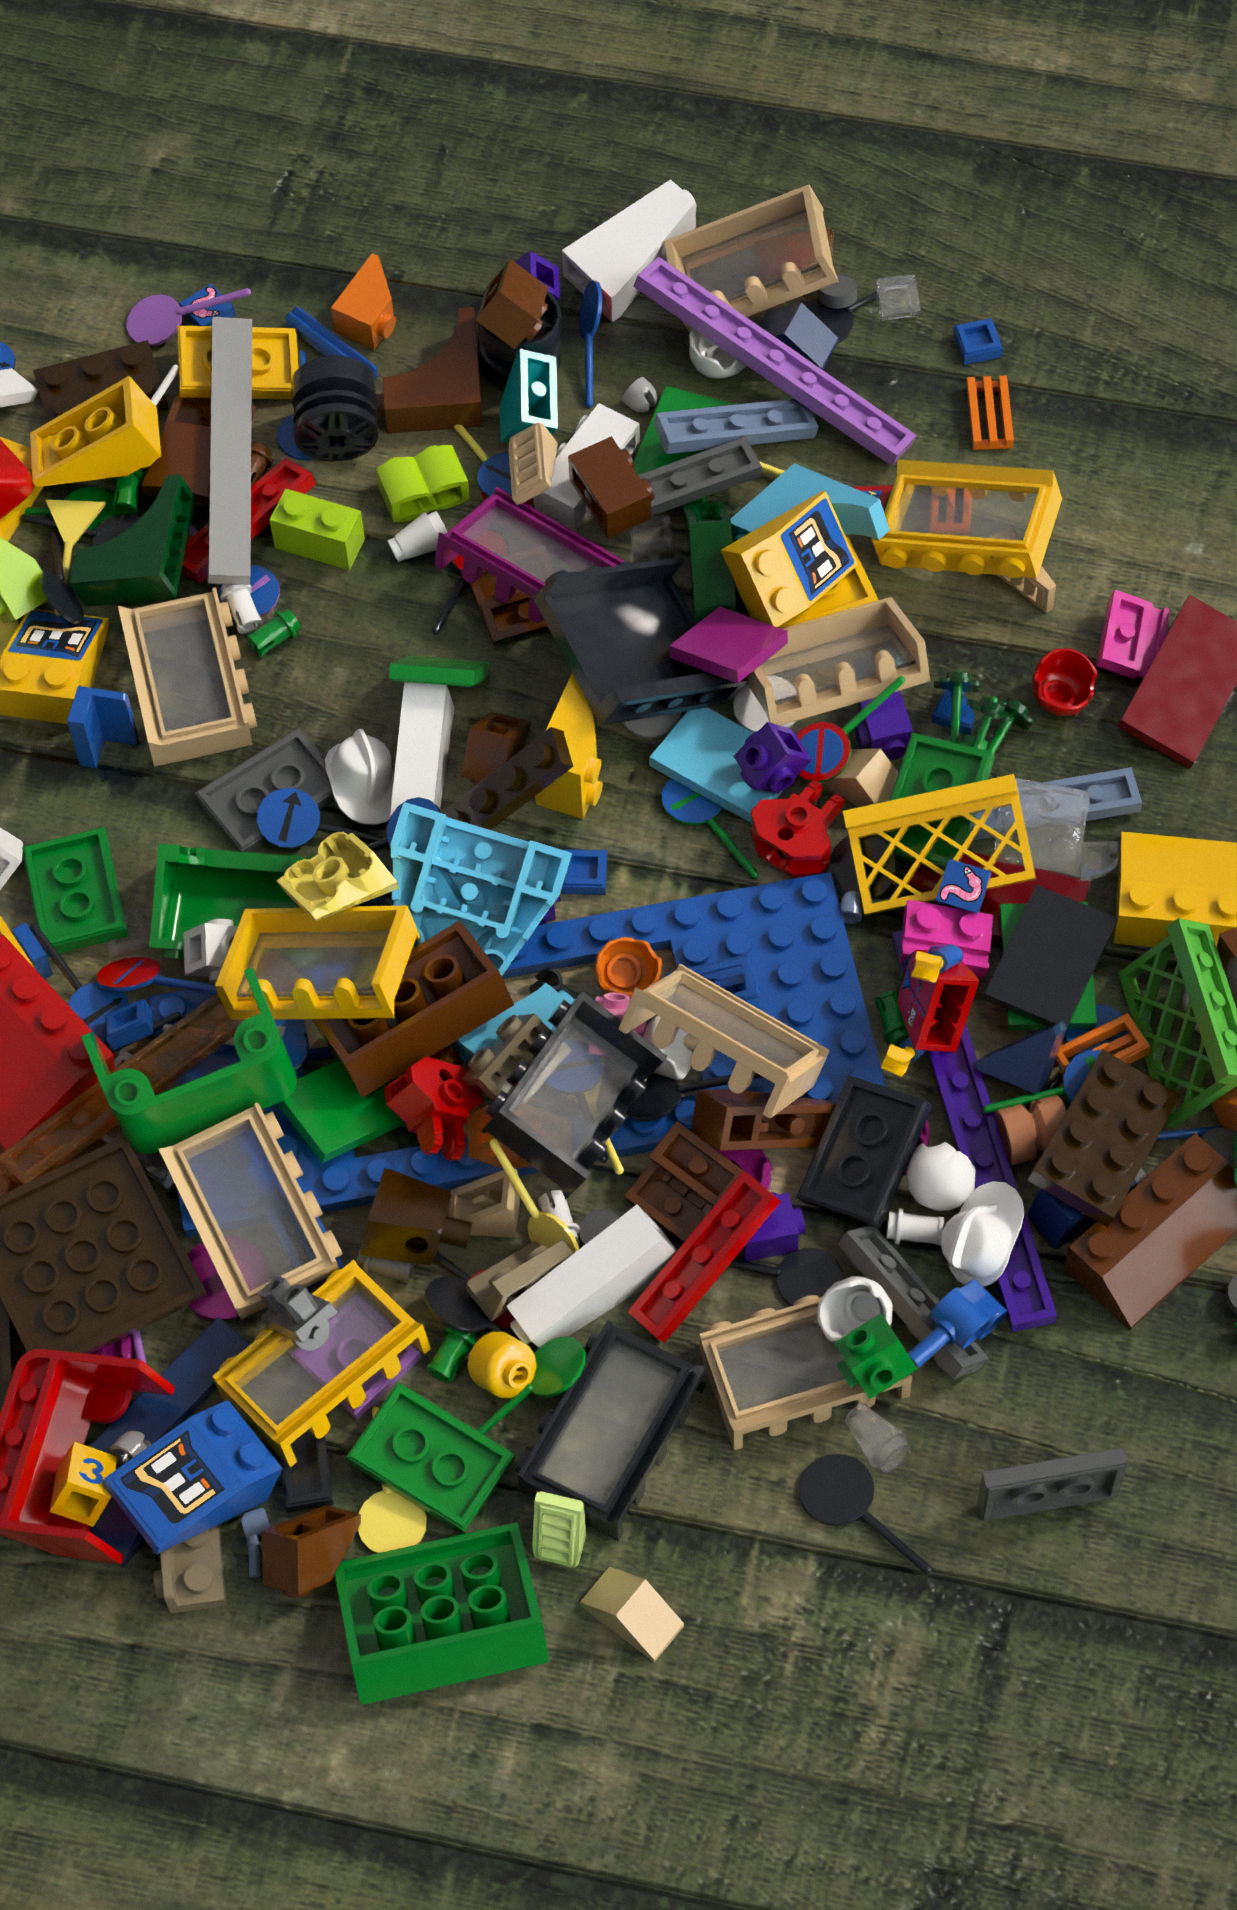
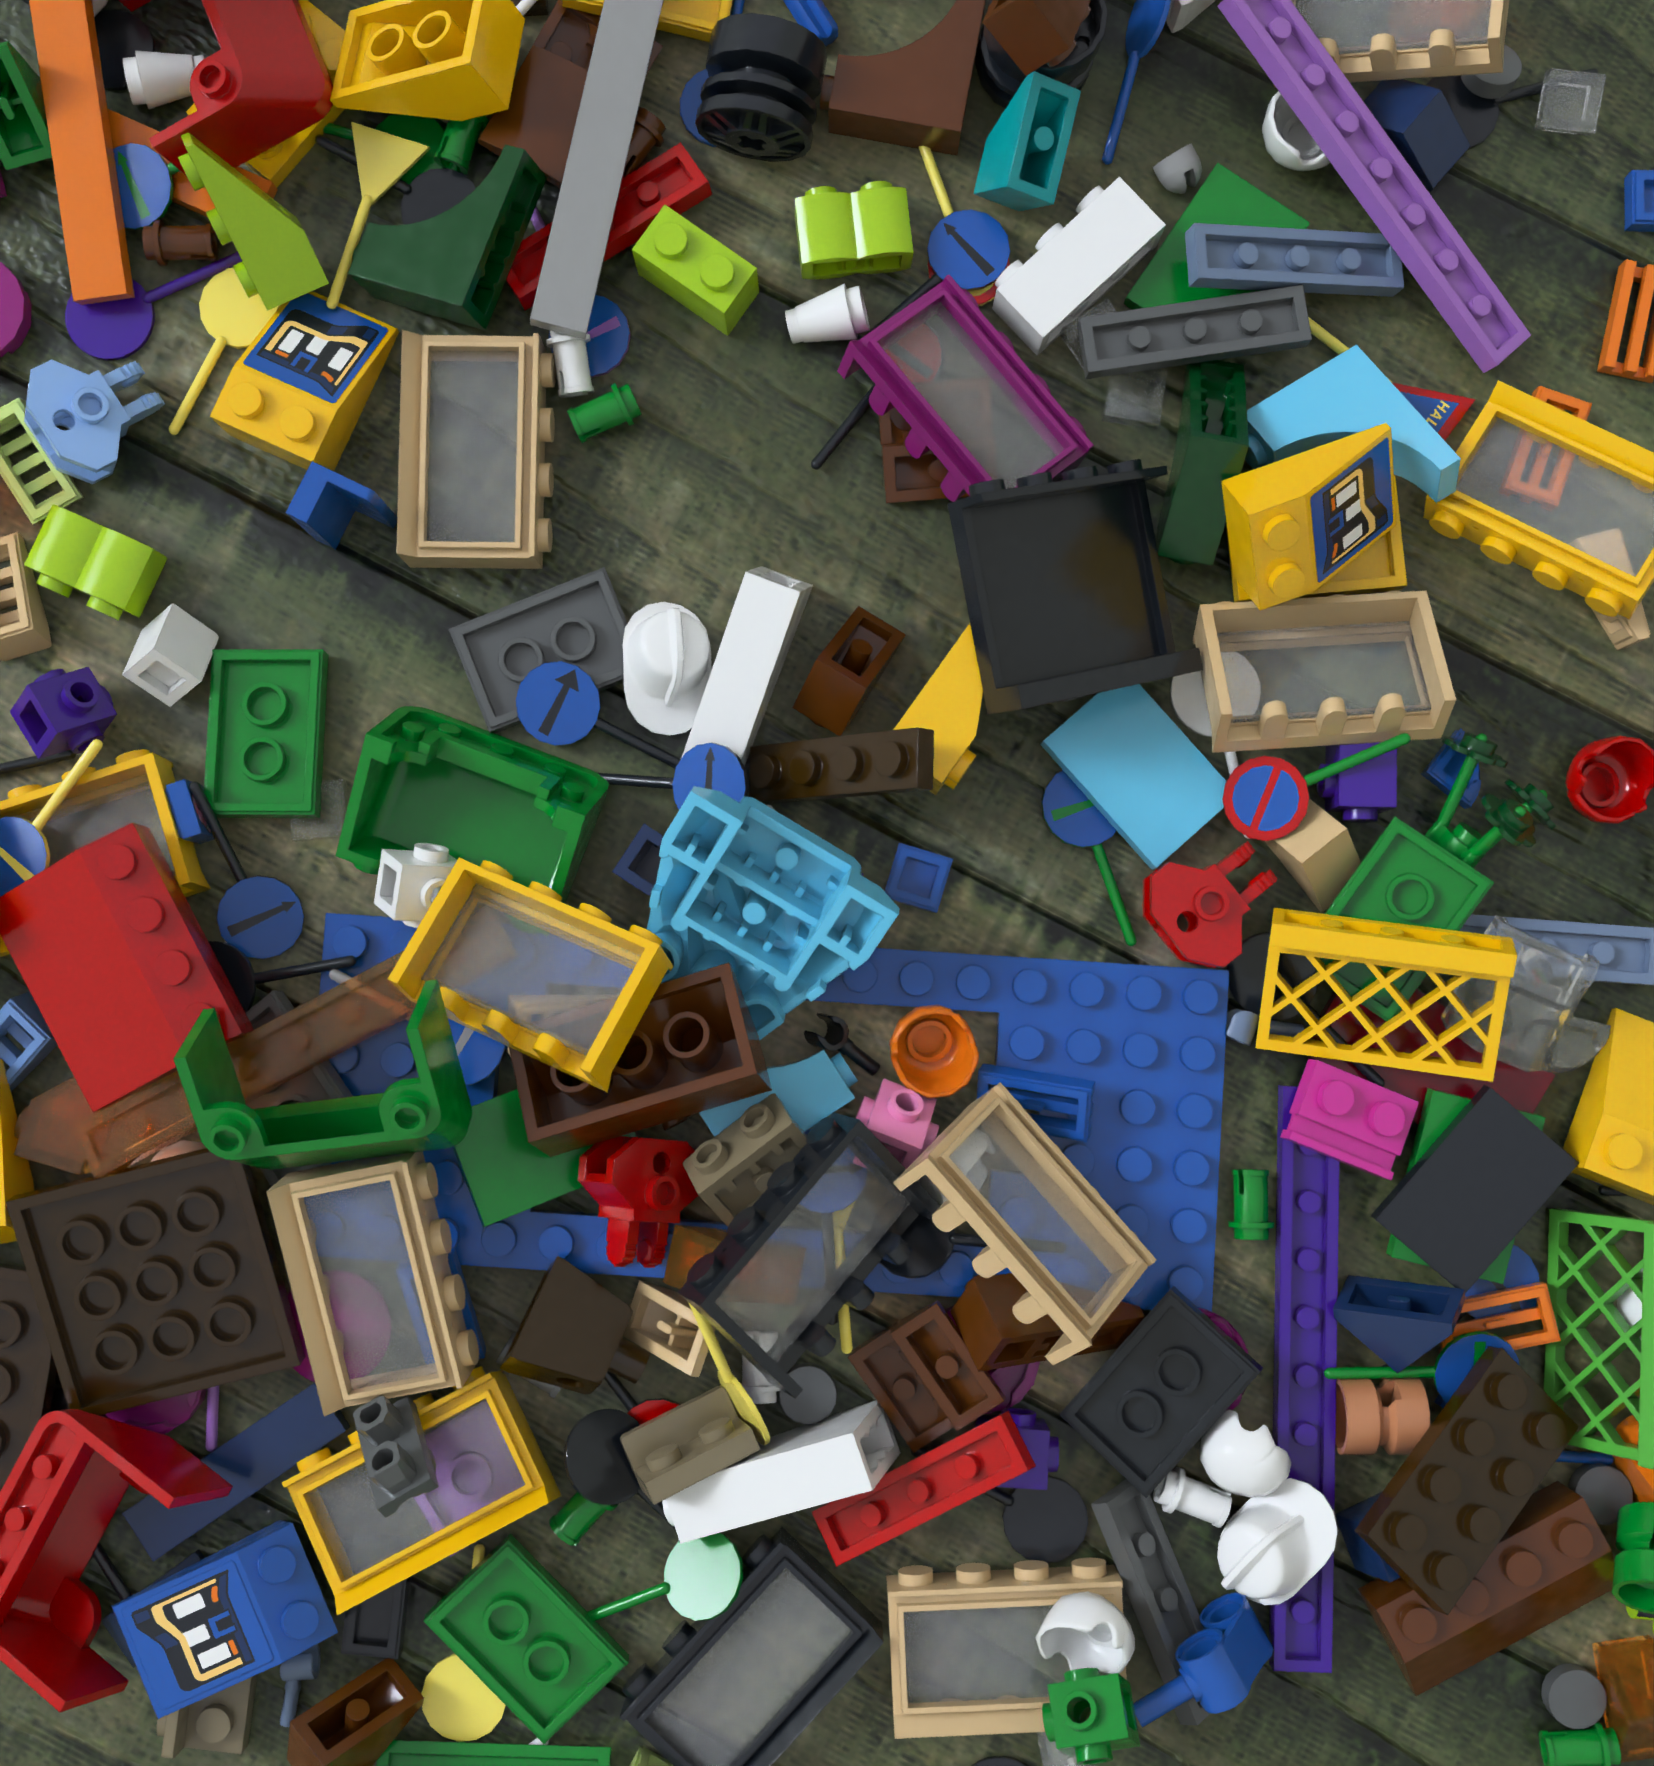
camera: 15 degrees right, 25 degrees up
(57, 590) = (325, 277): black piece -> none
(79, 1485) = (97, 1576): yellow brick -> none
(128, 1446) = (167, 1546): light grey hinge -> none
(129, 1024) = (288, 956): blue tile -> none
(139, 972) = (312, 877): piece -> none
(337, 877) = (579, 868): light yellow slope -> none
(439, 671) = (799, 553): green tile -> none
(501, 1364) = (638, 1554): yellow head -> none
(531, 462) = (1004, 248): tan slope -> none
(610, 486) = (1101, 325): reddish brown brick -> none
(728, 644) = (1191, 620): magenta tile -> none
(772, 758) = (1200, 805): dark purple brick -> none
(932, 1004) = (1311, 1235): red torso -> none
(963, 886) = (1395, 1066): blue tile -> none

